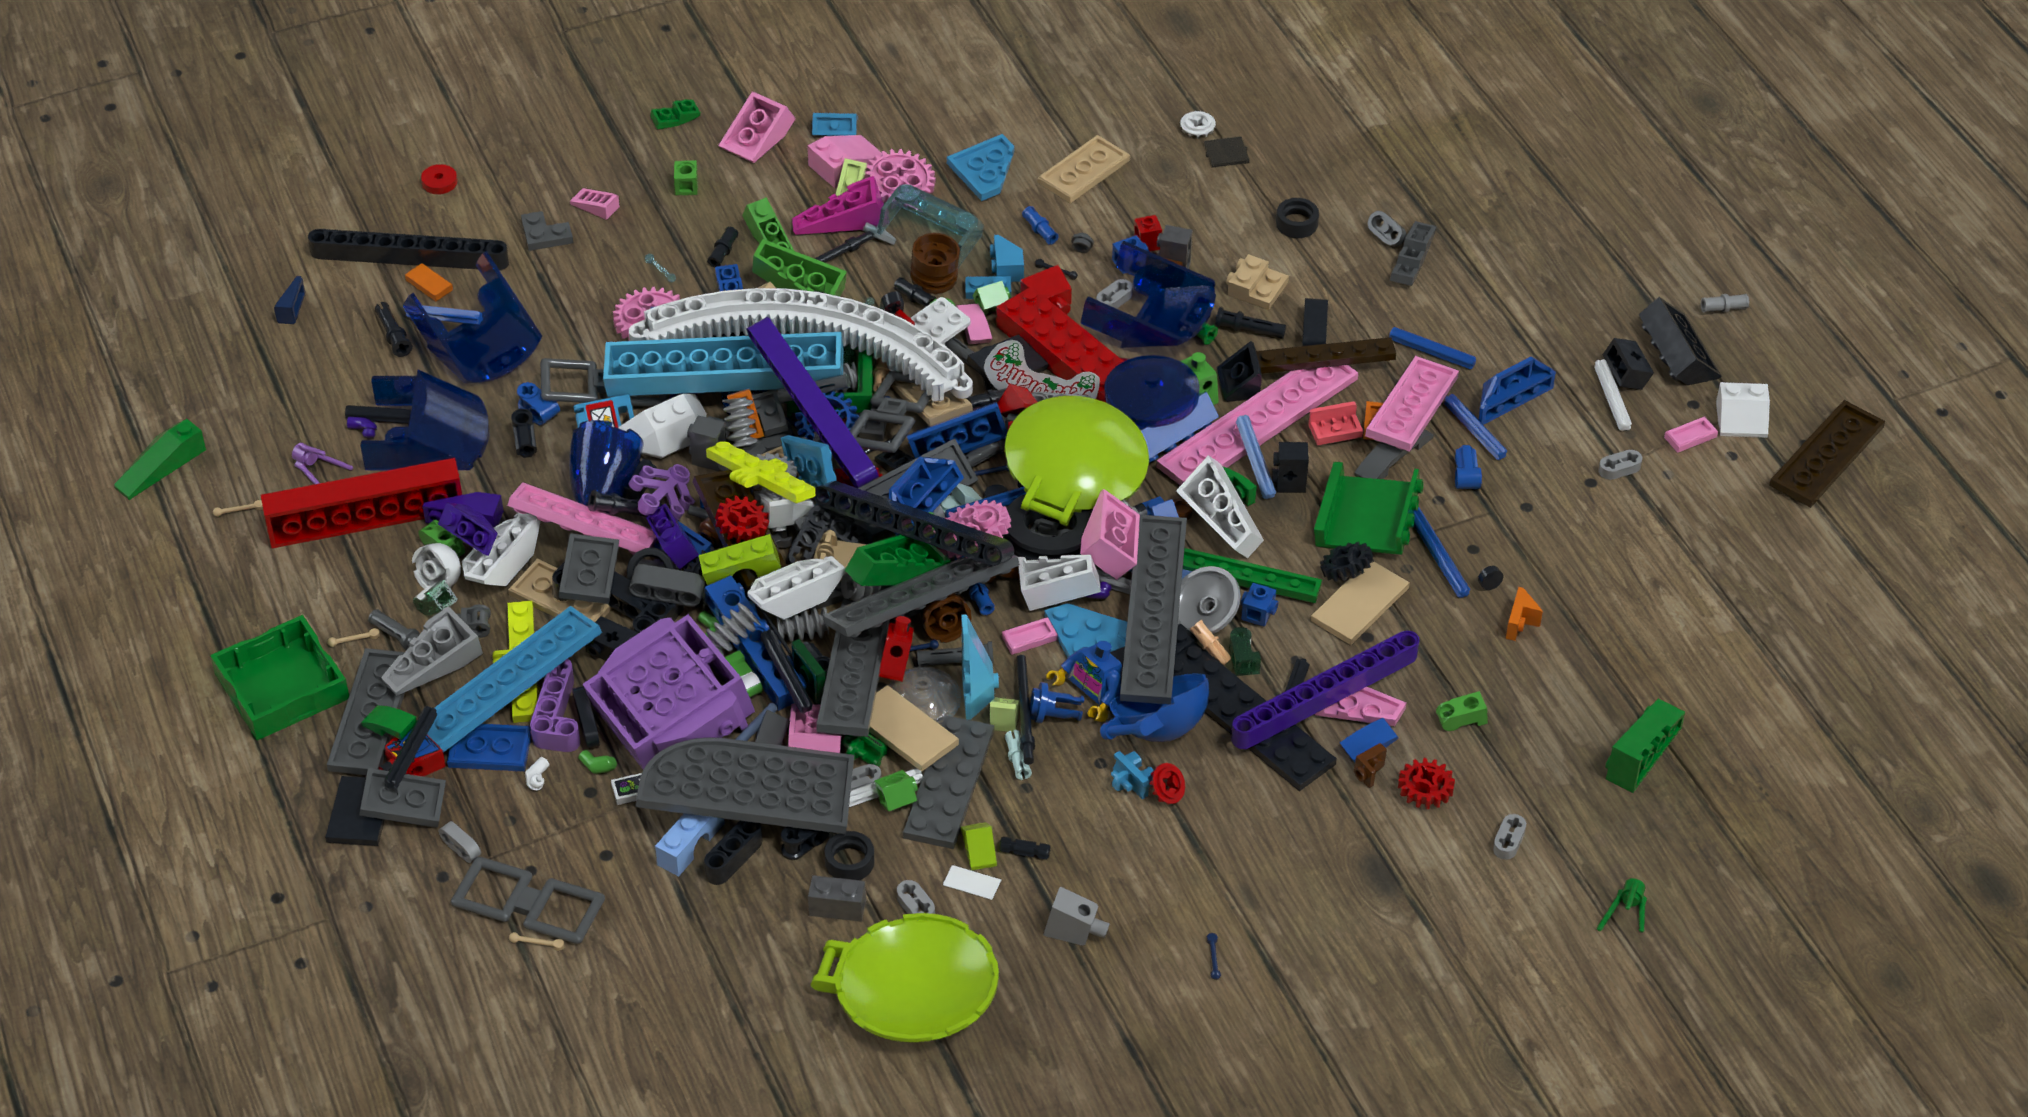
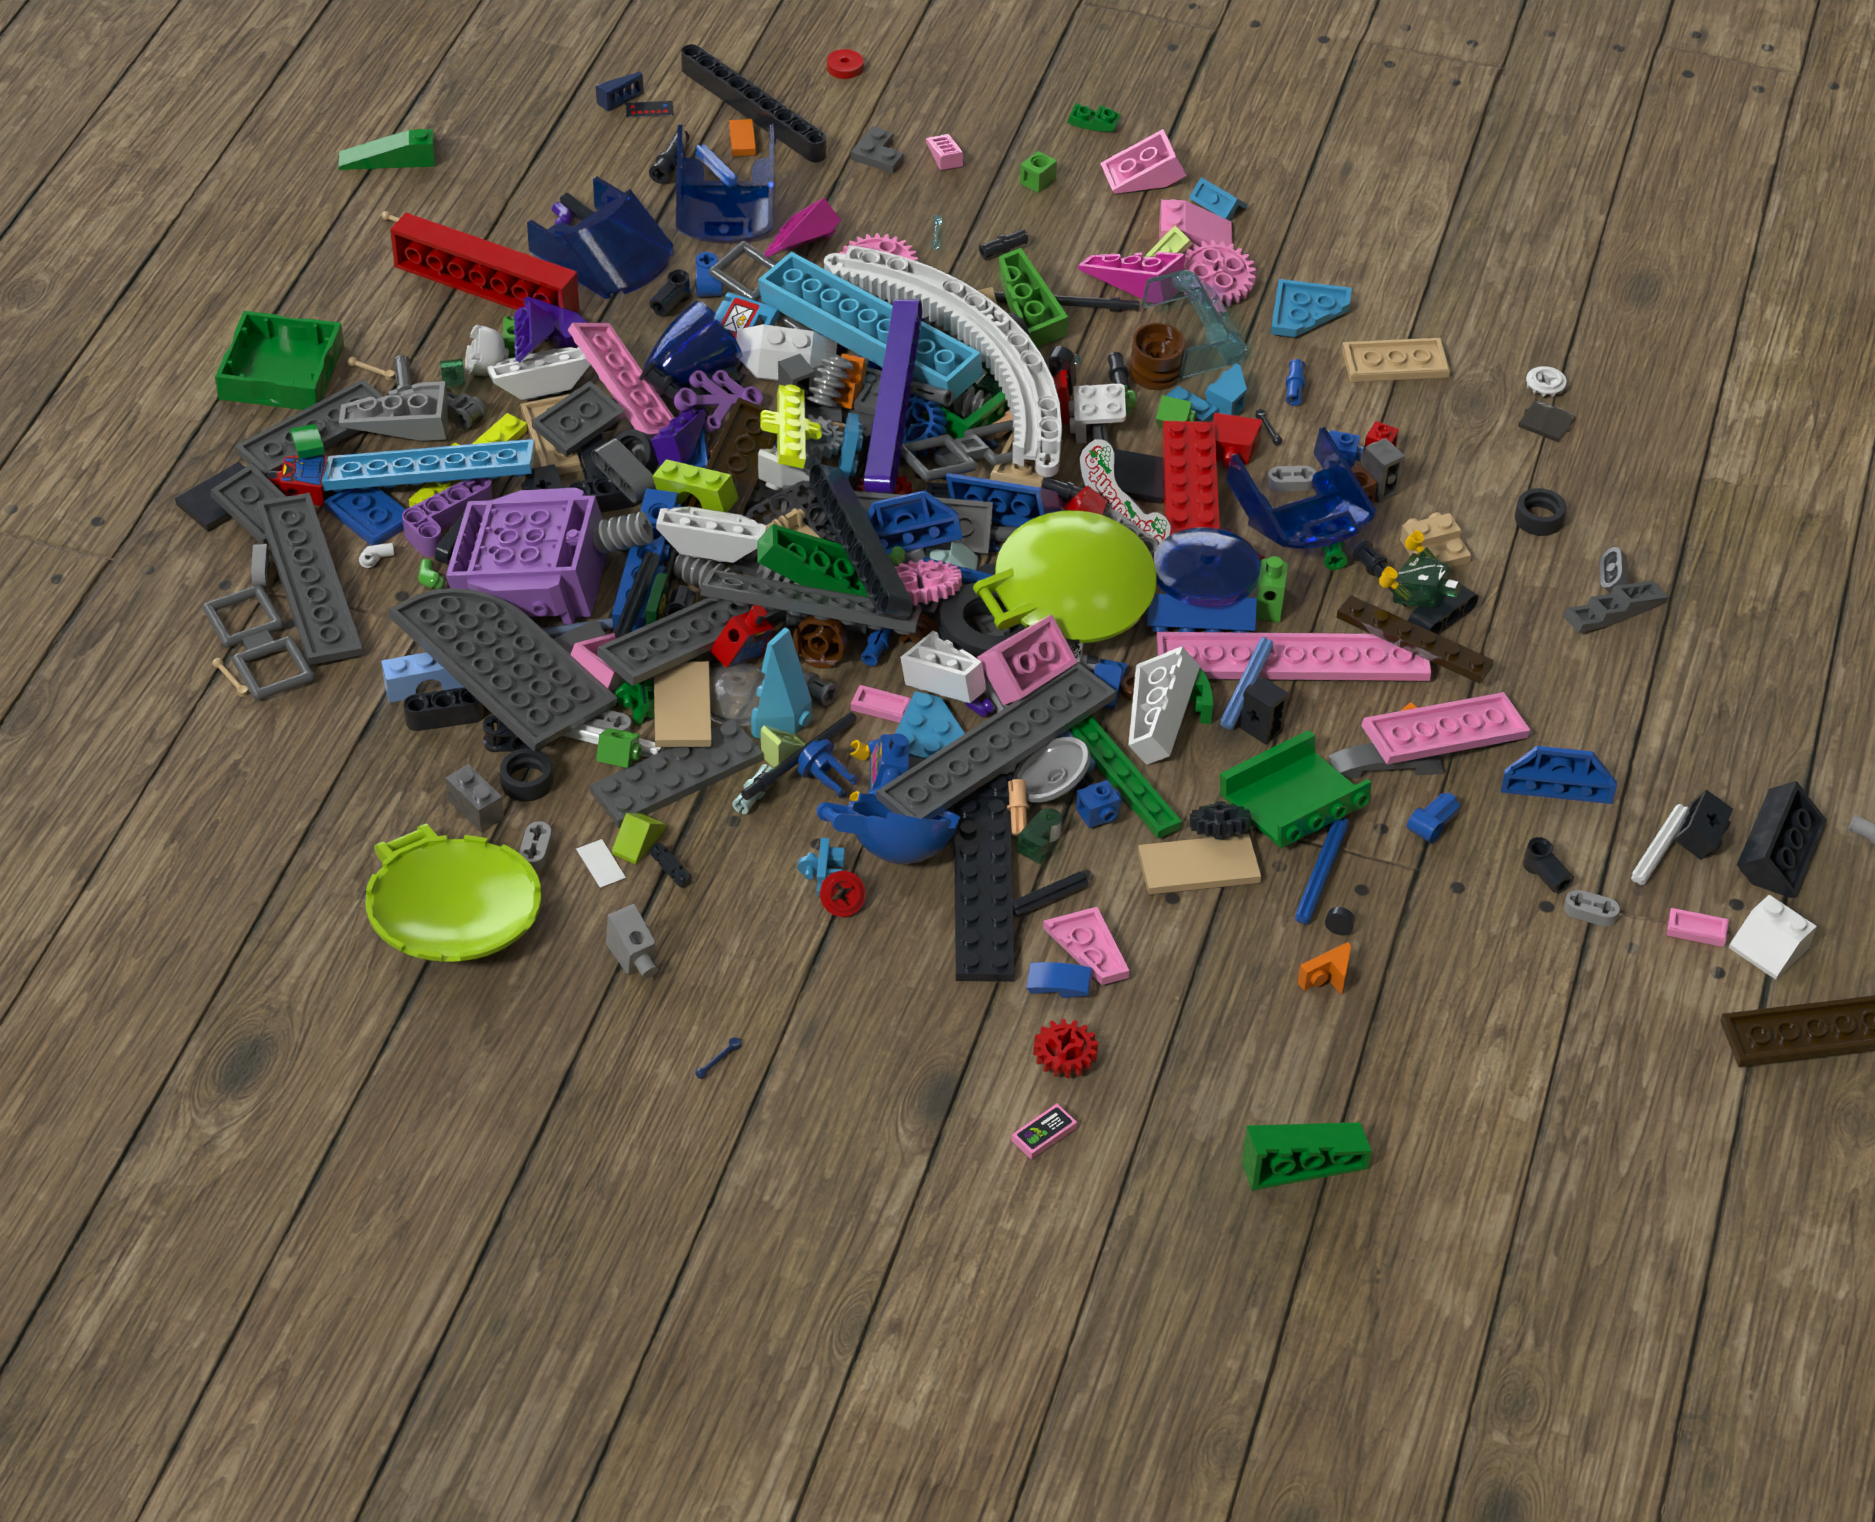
camera: 40 degrees right, 0 degrees up
(307, 455) = (495, 213): medium lavender plant -> none
(325, 303) = (646, 109): none -> black sticker
(410, 747) = (297, 468): black axle -> none
(515, 824) = (309, 579): none -> dark grey plate
(568, 323) = (805, 227): none -> dark pink wedge
(728, 277) = (978, 273): blue slope -> none
(741, 519) = (733, 453): red gear -> none
(750, 679) = (609, 580): bright green leg -> none
(765, 224) = (1055, 250): bright green slope -> none
(885, 236) = (1150, 312): light grey bar -> none
(978, 330) = (1137, 427): bright pink slope -> none
(1082, 242) = (1314, 417): dark grey plate -> none
(1240, 374) = (1320, 610): black slope -> none
(1290, 308) = (1421, 579): none -> clear green torso
(1324, 689) = (1064, 908): dark purple beam -> none
(1335, 423) = (1355, 700): coral bracket -> none
(1369, 763) = (1036, 996): reddish brown bracket -> none
(1432, 348) = (1533, 697): blue axle -> none
(1462, 711) = (1173, 1013): bright green leg -> none
(1473, 848) = (1044, 1131): none -> tile
(1475, 427) = (1490, 788): blue axle -> none
(1504, 834) = (1089, 1146): light grey beam -> none
(1560, 452) = (1541, 861): none -> black piece
(1632, 895) = (1134, 1270): green plant -> none

